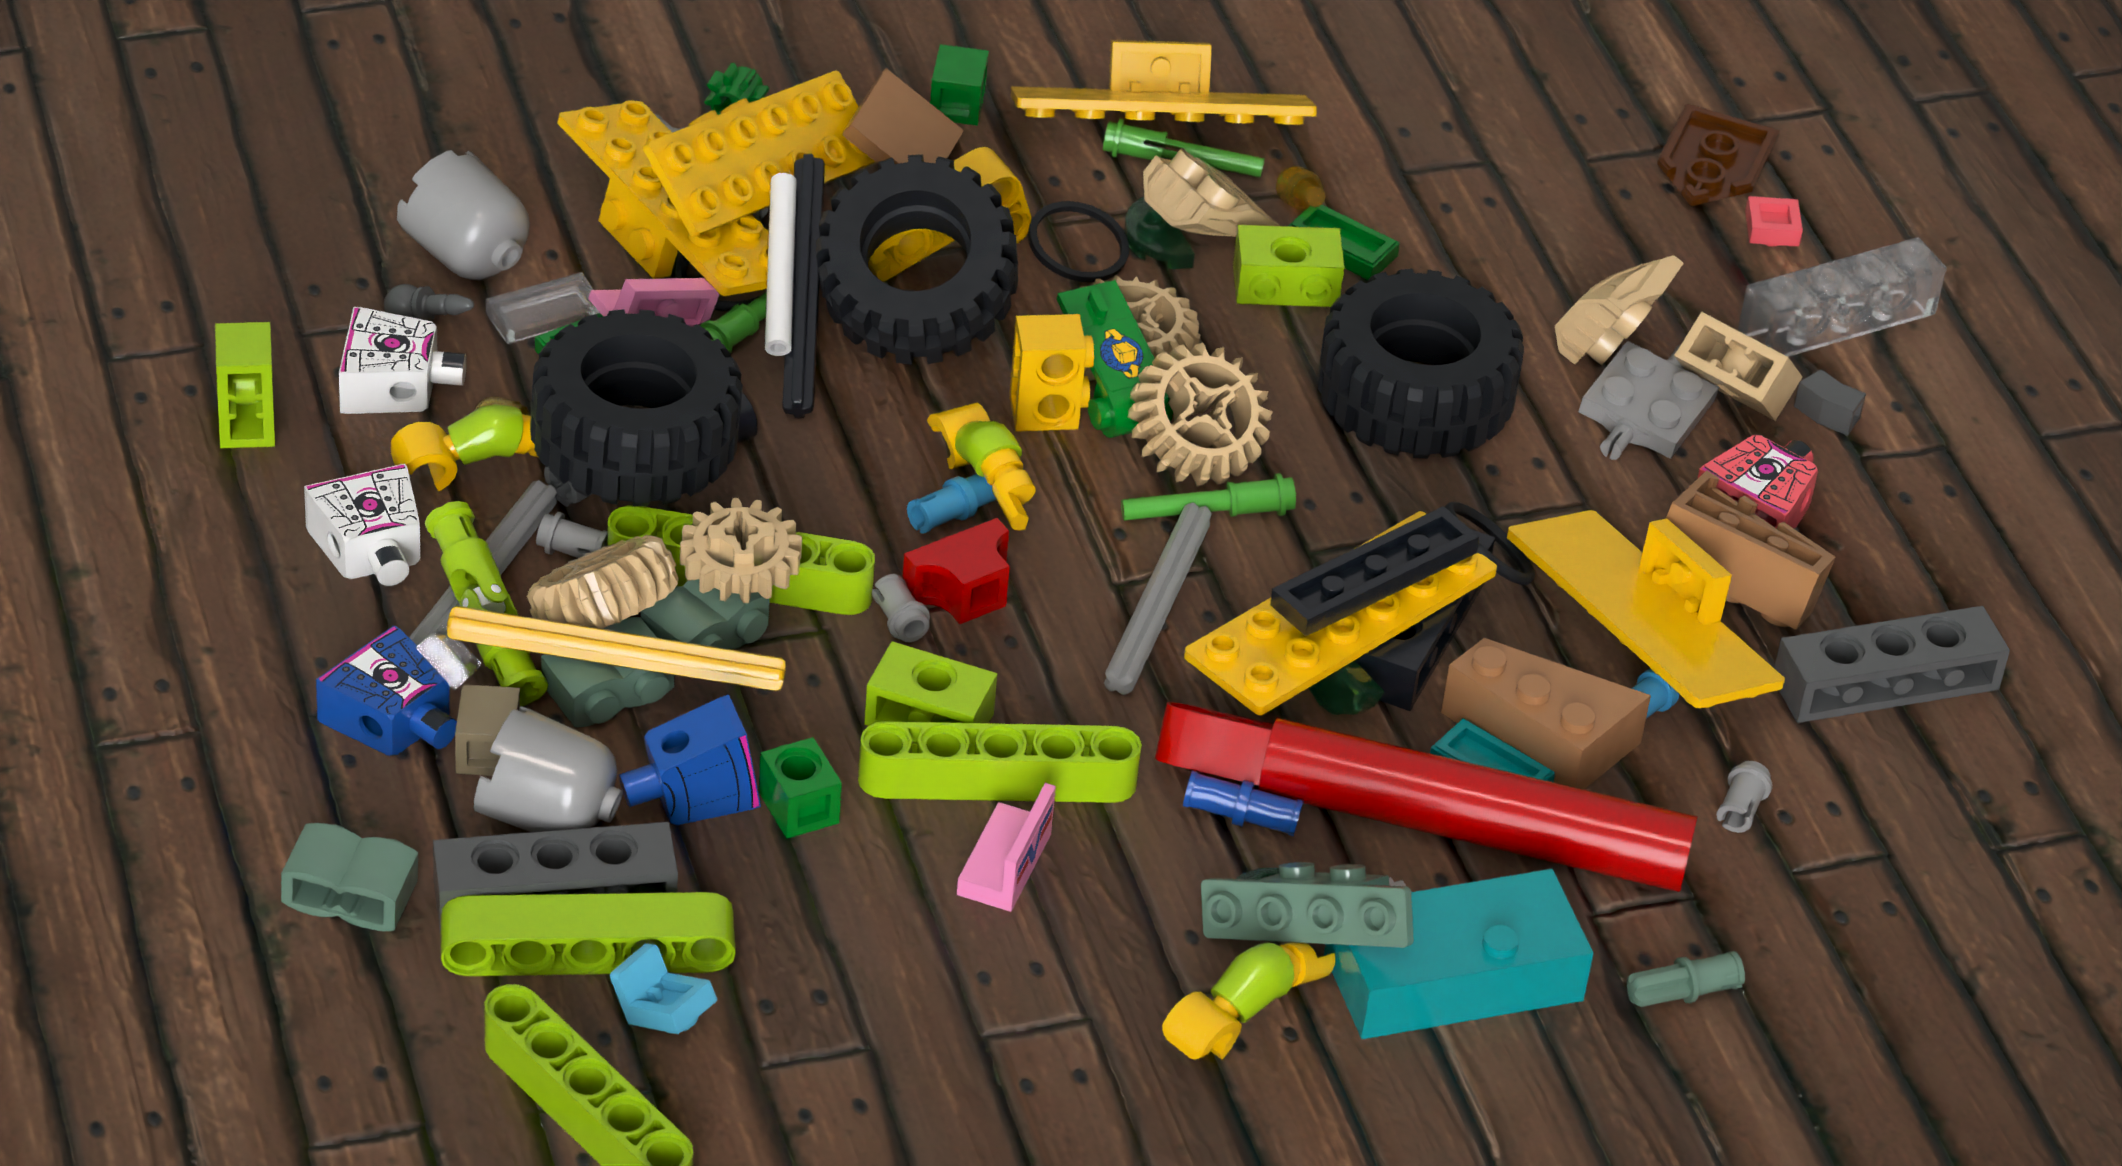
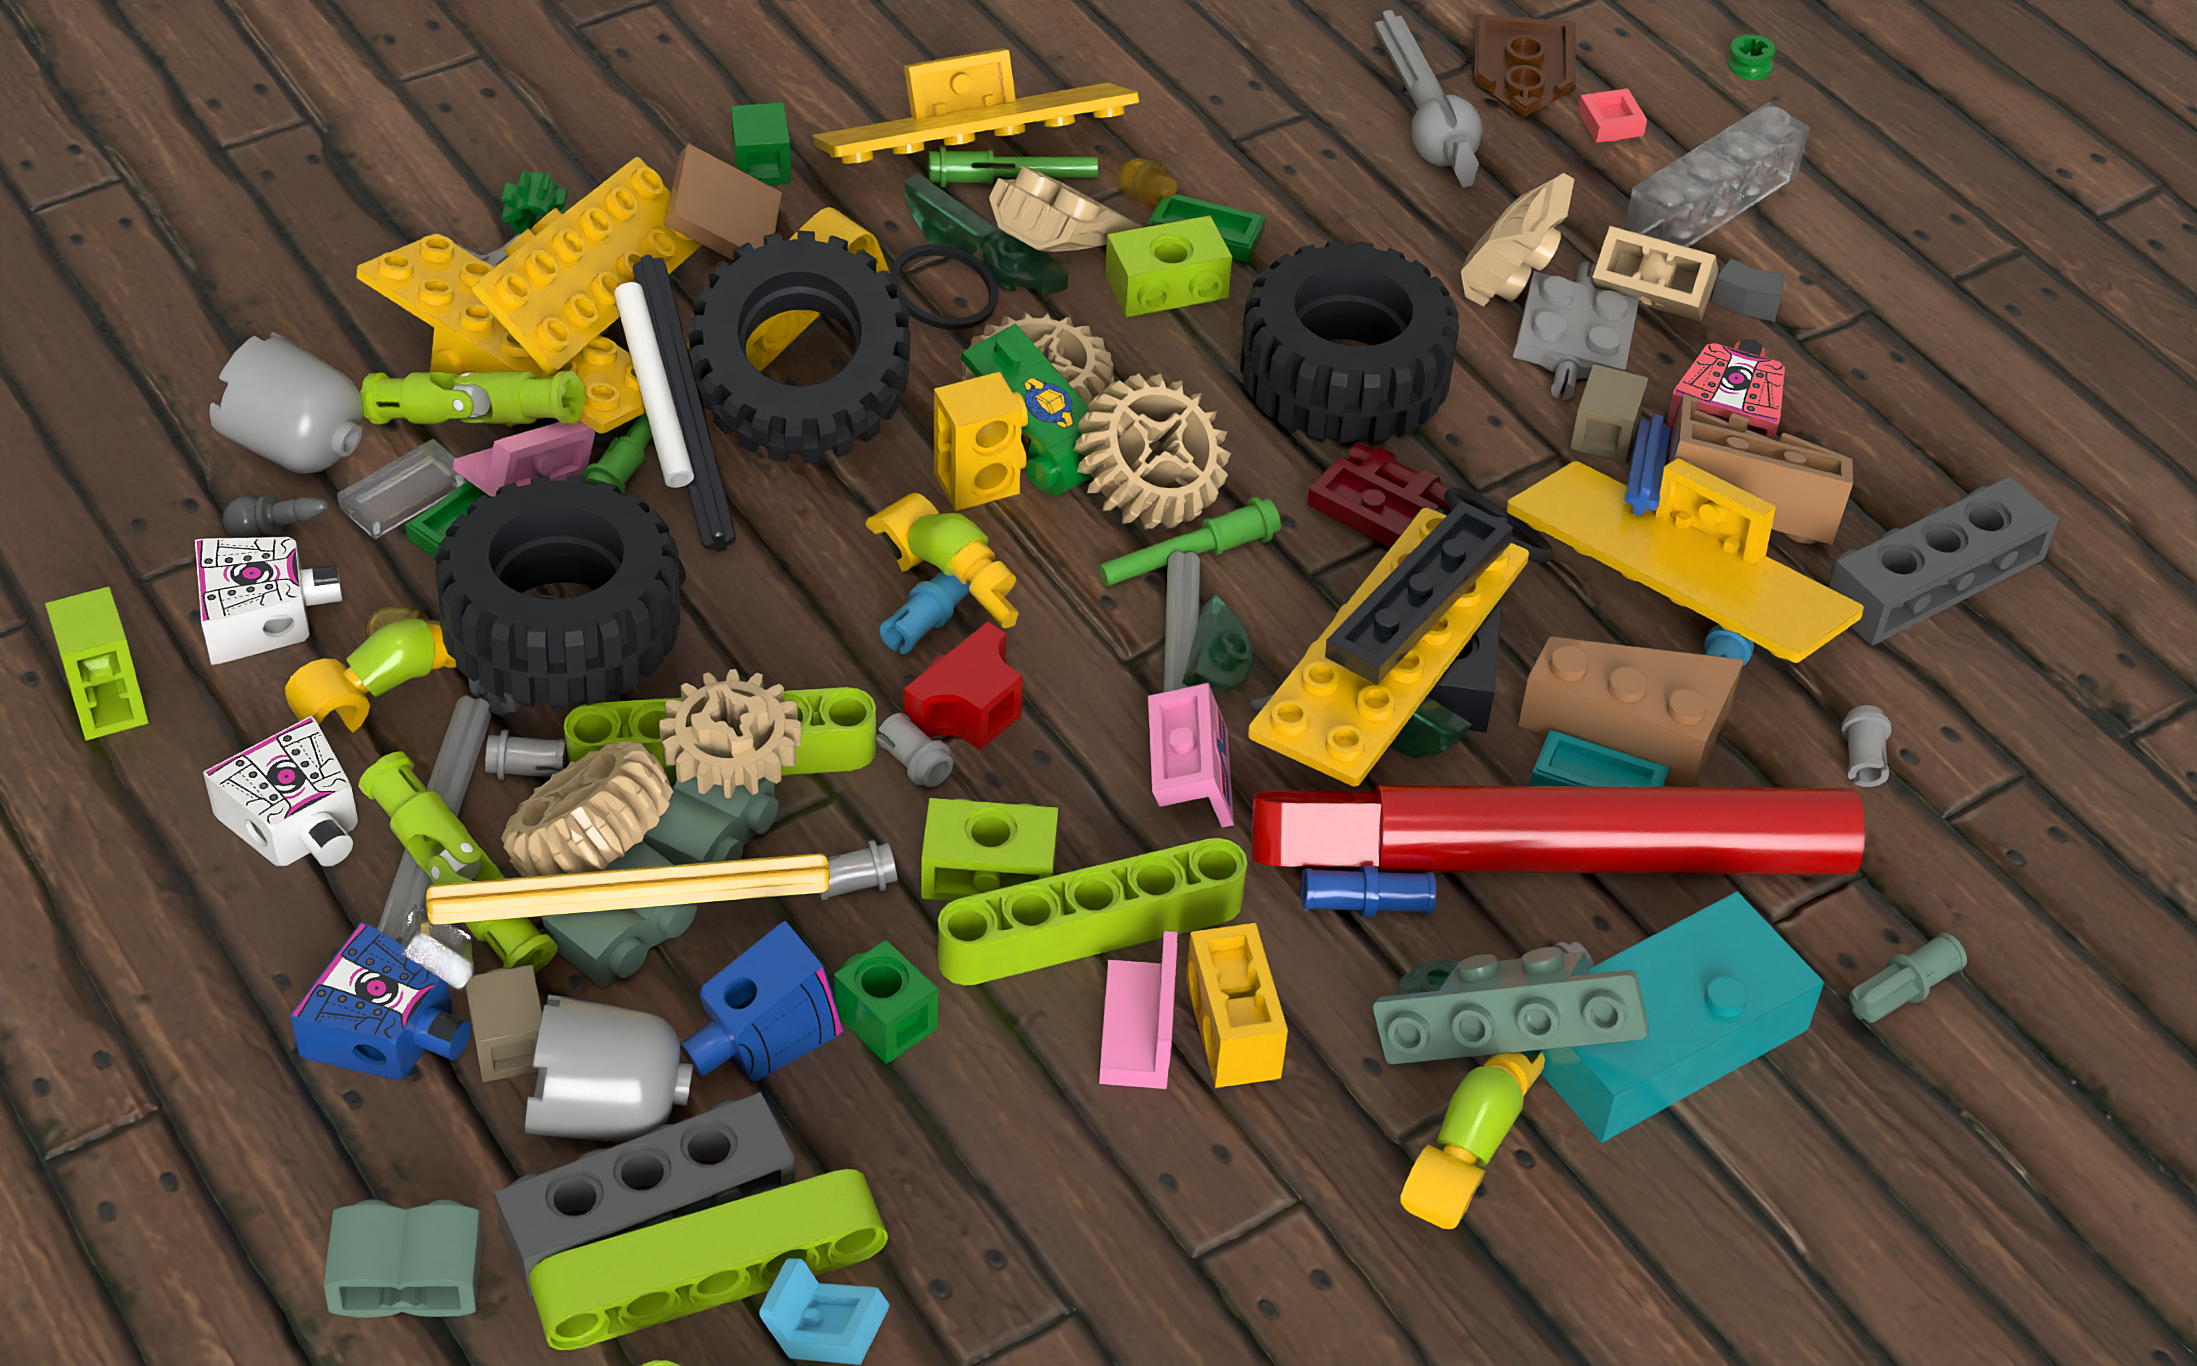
camera: 15 degrees left, 5 degrees up
(624, 243) = (437, 396): none -> lime piece
(815, 688) = (861, 870): none -> light grey pin
(1086, 855) = (1236, 1005): none -> yellow brick
(1099, 182) = (944, 218): none -> clear green plate
(1135, 660) = (1190, 750): none -> bright pink panel
(1195, 591) = (1219, 649): none -> clear green plate
(1390, 492) = (1375, 493): none -> dark red plate
(1602, 197) = (1445, 126): none -> light grey piece
(1631, 540) = (1647, 464): none -> blue axle
(1640, 476) = (1609, 413): none -> dark tan brick
(1942, 197) = (1751, 56): none -> green bush

